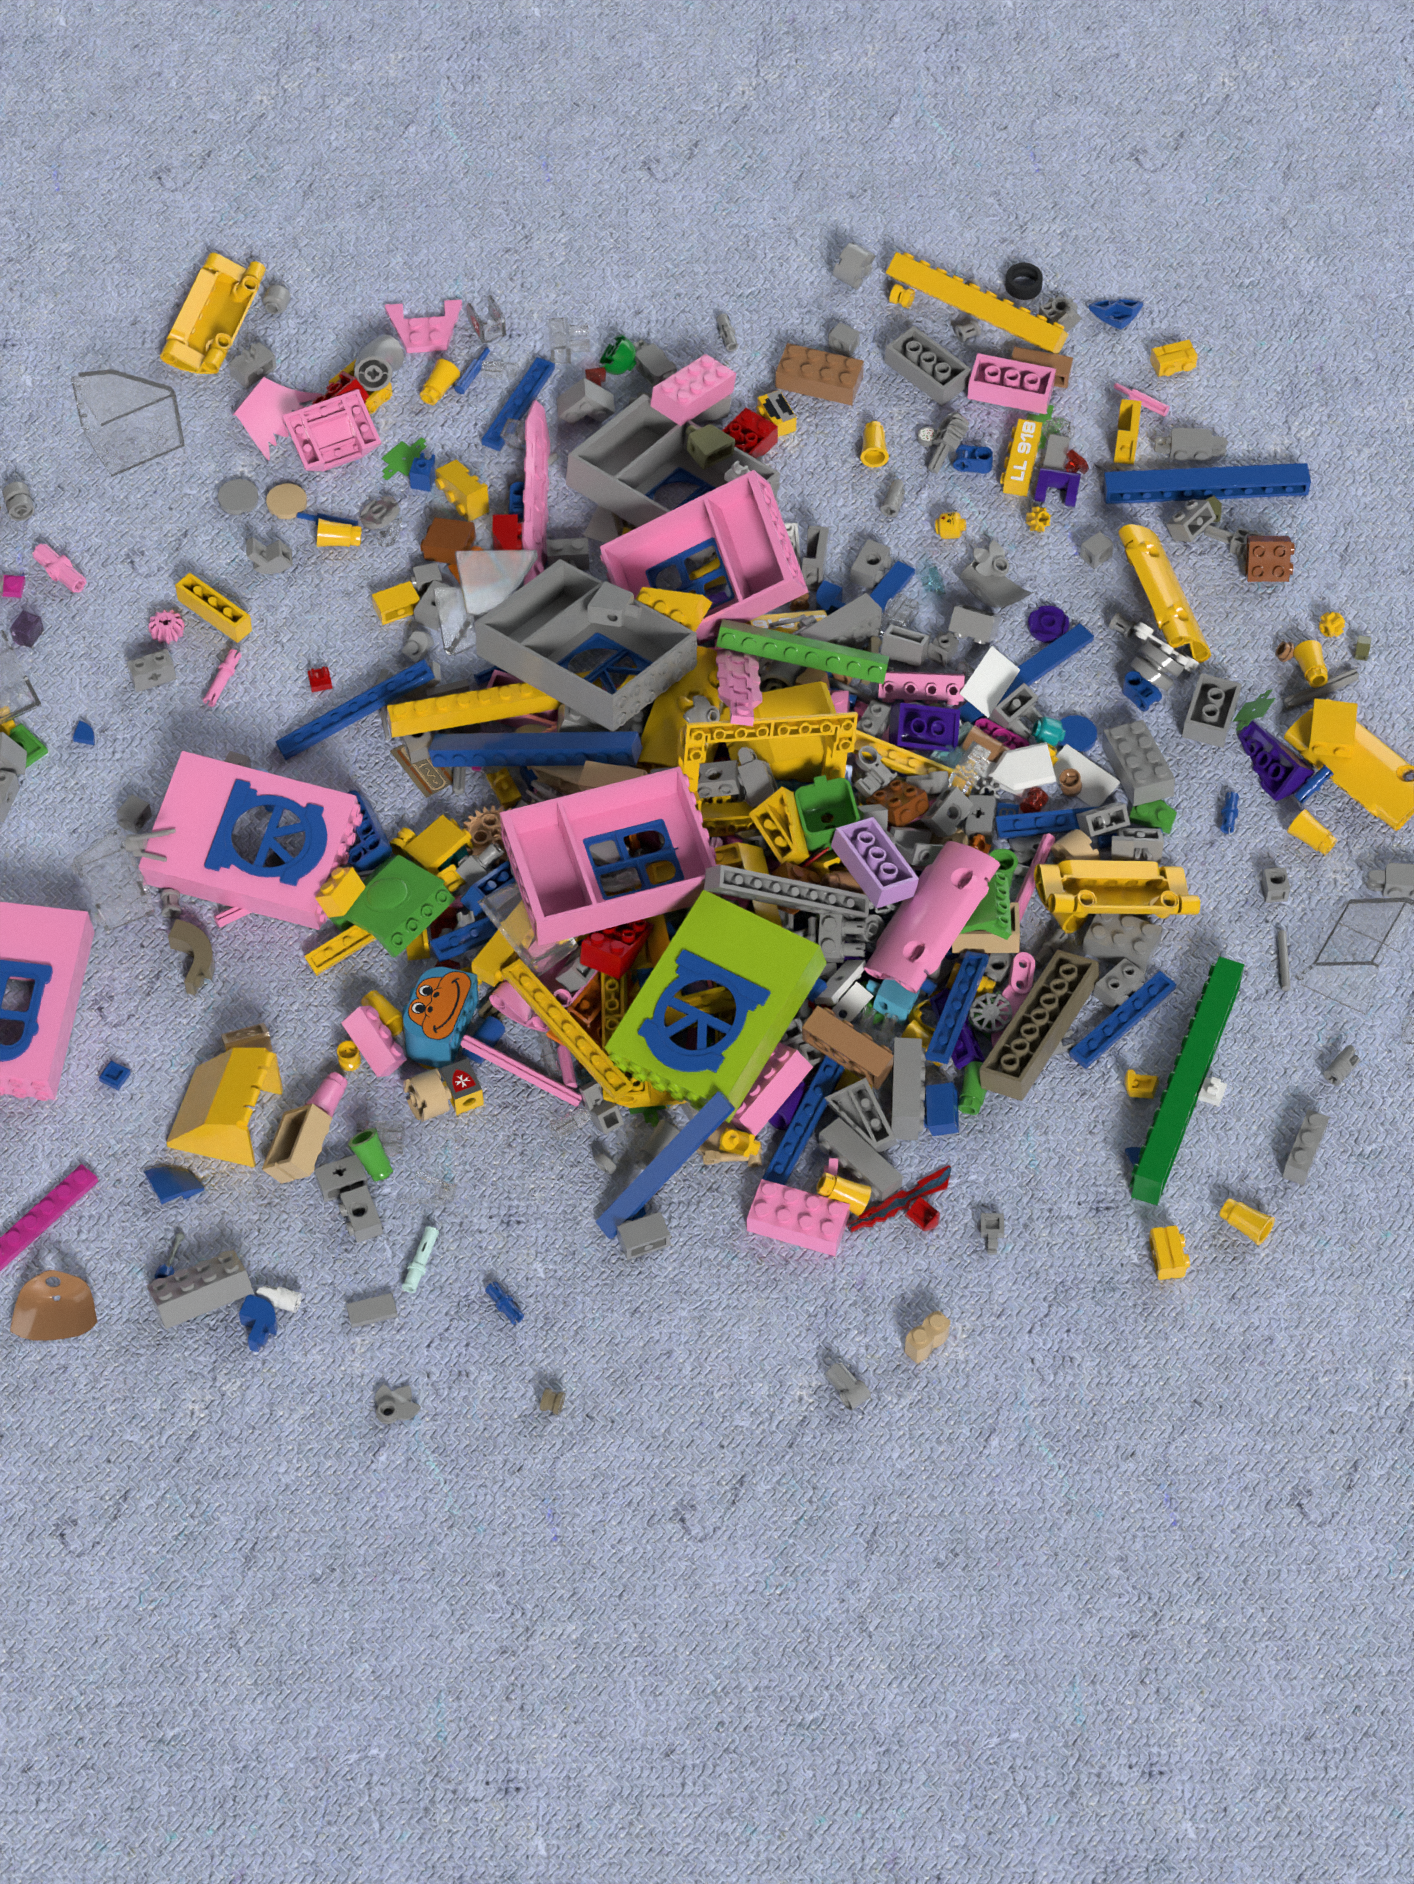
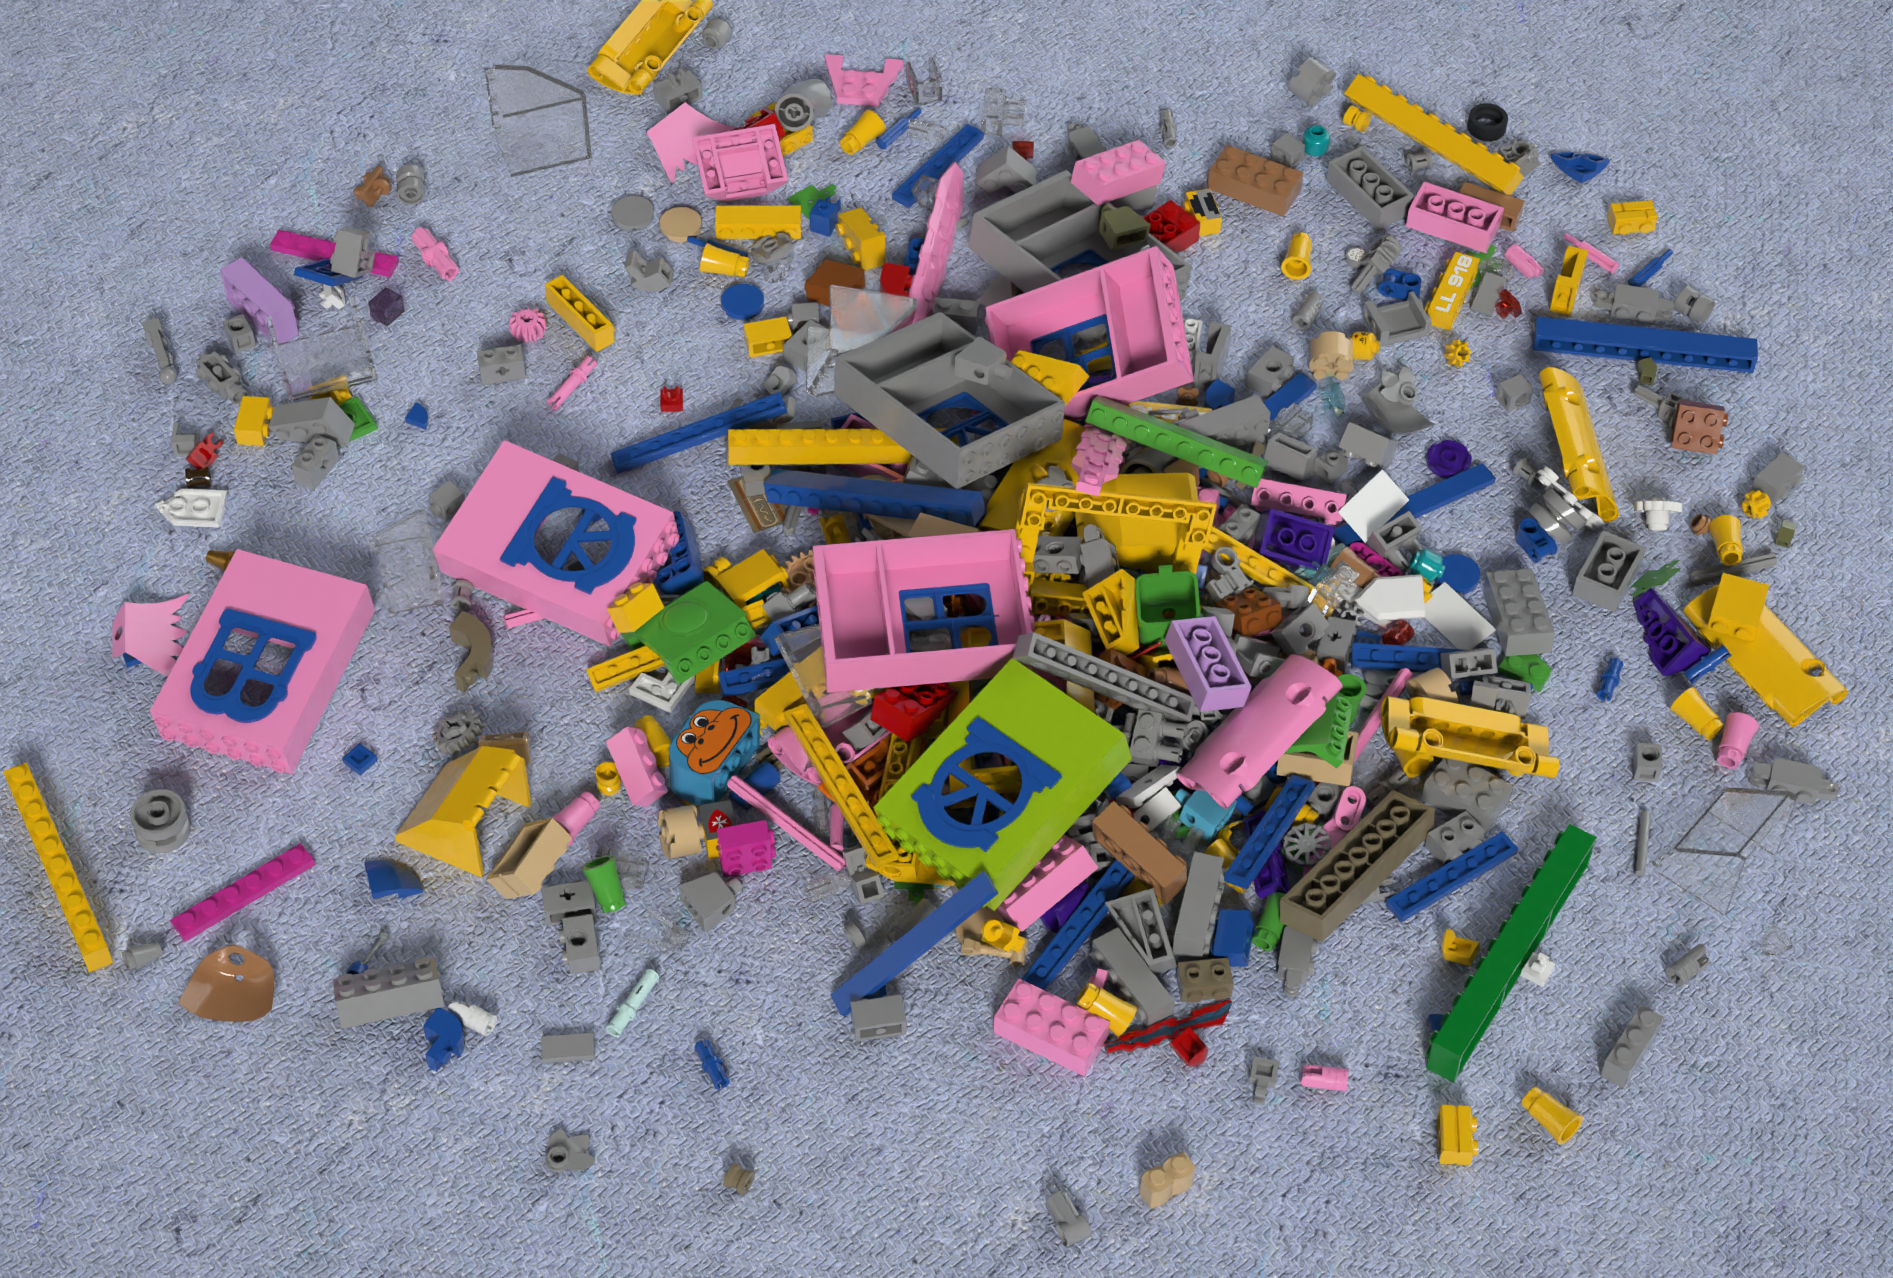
camera: 10 degrees right, 5 degrees down
(137, 842) = (436, 524): light grey plant -> none
(200, 1034) = (457, 731): none -> light grey gear
(360, 487) = (757, 221): none -> yellow brick
(363, 570) = (742, 301): none -> blue tile
(375, 967) = (659, 693): none -> white plate
(467, 1152) = (709, 899): none -> light grey torso
(490, 1101) = (745, 848): none -> dark pink brick
(619, 356) = (1051, 134): green cylinder -> none
(869, 325) = (1316, 140): none -> teal head
(924, 540) = (1331, 355): none -> tan brick
(924, 1151) = (1204, 980): none -> dark tan brick
(977, 495) = (1397, 321): none -> light grey panel
(1000, 1120) = (1295, 960): none -> light grey hinge
(1045, 1221) = (1324, 1077): none -> bright pink hinge
(1059, 480) = (1486, 318): dark purple connector -> none
(1073, 779) = (1443, 616): medium nougat wheel -> none
(1082, 418) = (1523, 261): none -> bright pink hinge
(1191, 520) = (1621, 377): light grey brick -> none
(1197, 408) = (1649, 269): none -> blue axle
(1246, 646) = (1658, 512): none -> white plant
(1251, 440) = (1696, 306): none -> light grey wheel
(1347, 595) = (1779, 477): none -> light grey brick
(1349, 852) = (1736, 739): none -> bright pink plant

